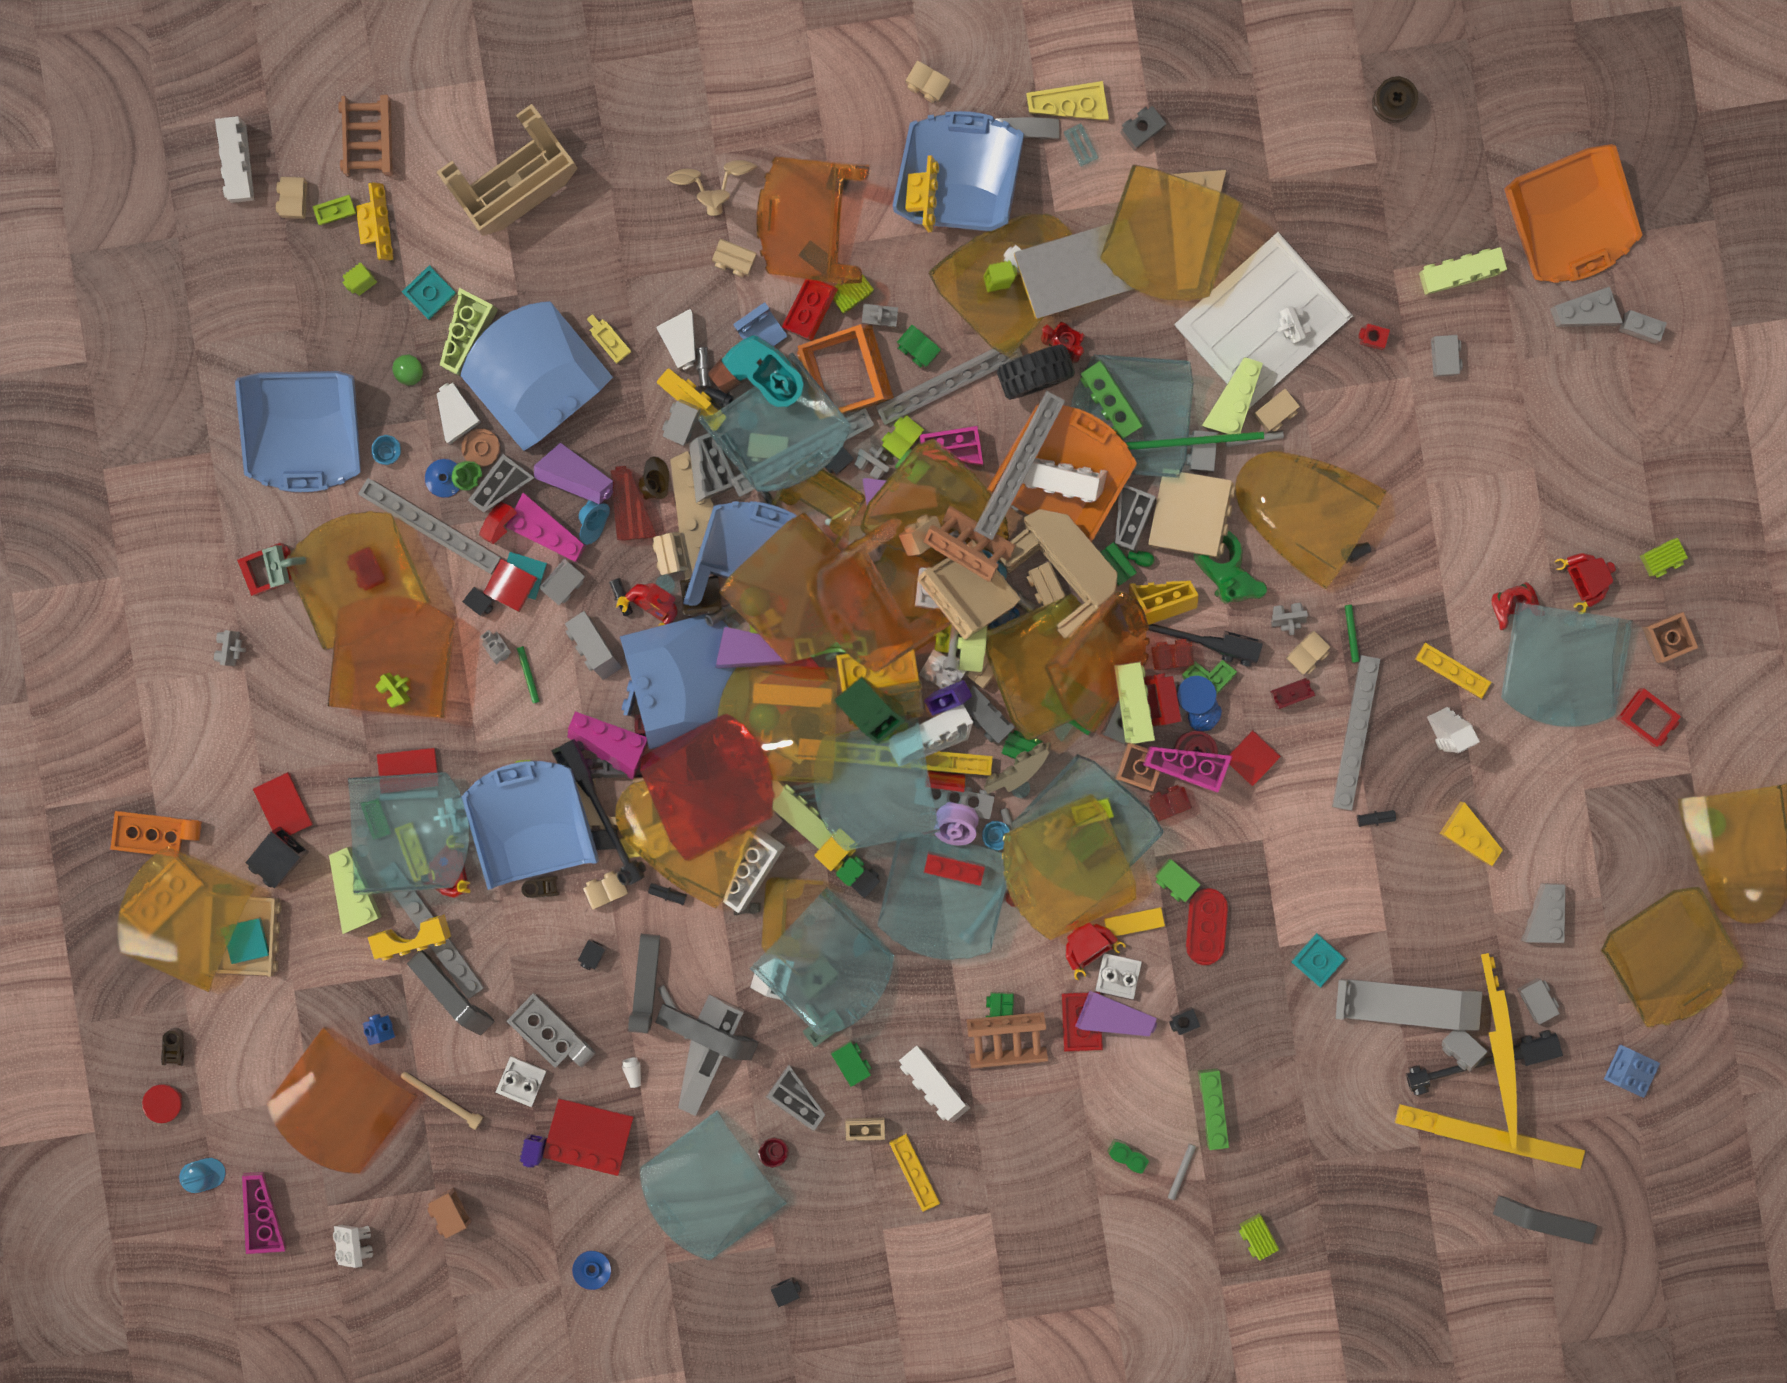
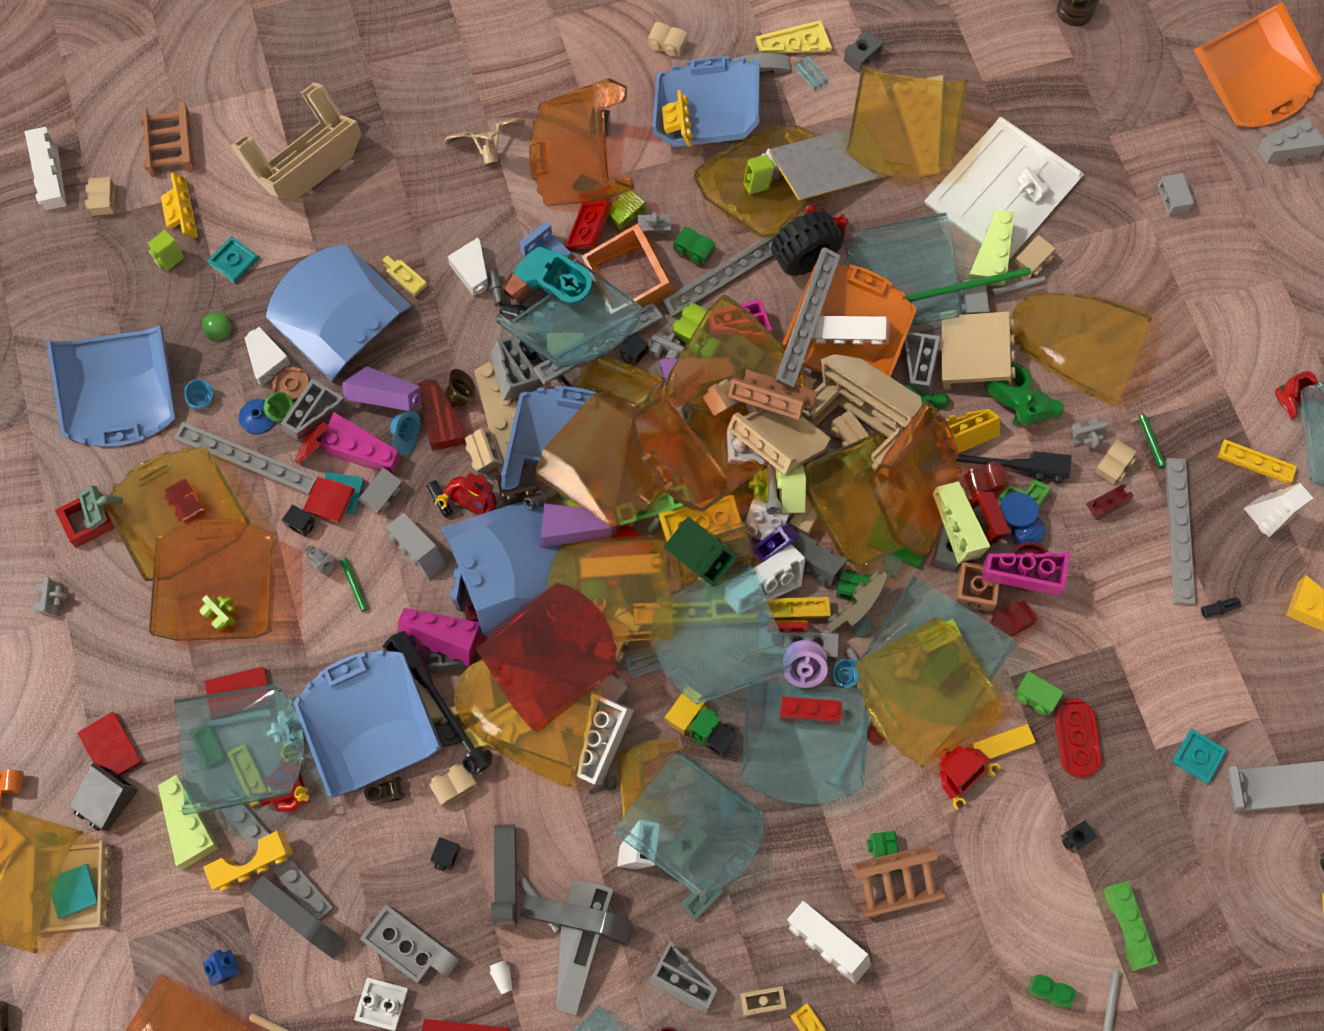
camera: 10 degrees left, 20 degrees down
(334, 210) = (140, 202): lime plate -> none
(469, 321) = (270, 270): yellowish green wedge -> none
(667, 893) = (518, 780): black axle -> none
(681, 422) = (480, 334): light grey brick -> none
(686, 391) = (484, 312): yellow bracket -> none
(734, 257) = (513, 195): tan brick -> none
(798, 815) = (644, 676): yellowish green wedge -> none
(851, 1063) = (736, 932): green brick -> none
(1075, 1038) = (971, 854): red tile -> none
(1099, 371) = (865, 240): bright green brick -> none
(1111, 1016) = (1004, 840): medium lavender slope -> none
(1118, 976) = (999, 800): white plate -> none
(1253, 757) = (1086, 566): red slope -> none
(1359, 551) = (1140, 367): black cone -> none
(1382, 336) = (1112, 182): red brick -> none
(1462, 271) = (1174, 123): yellowish green wedge -> none

